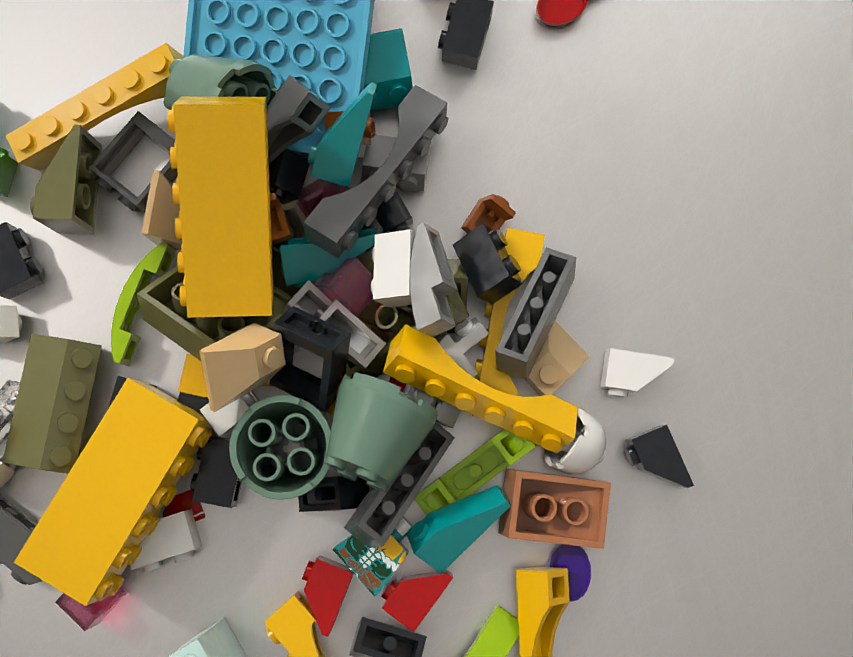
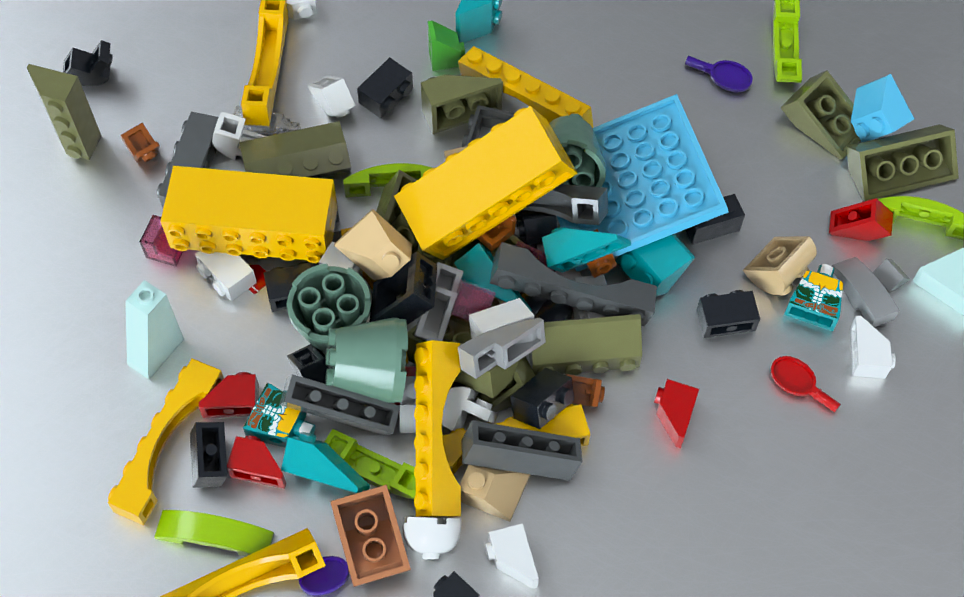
camera: 65 degrees right, 20 degrees down
(448, 182) = (590, 345): none -> olive slope
(550, 136) = (675, 408): none -> red slope

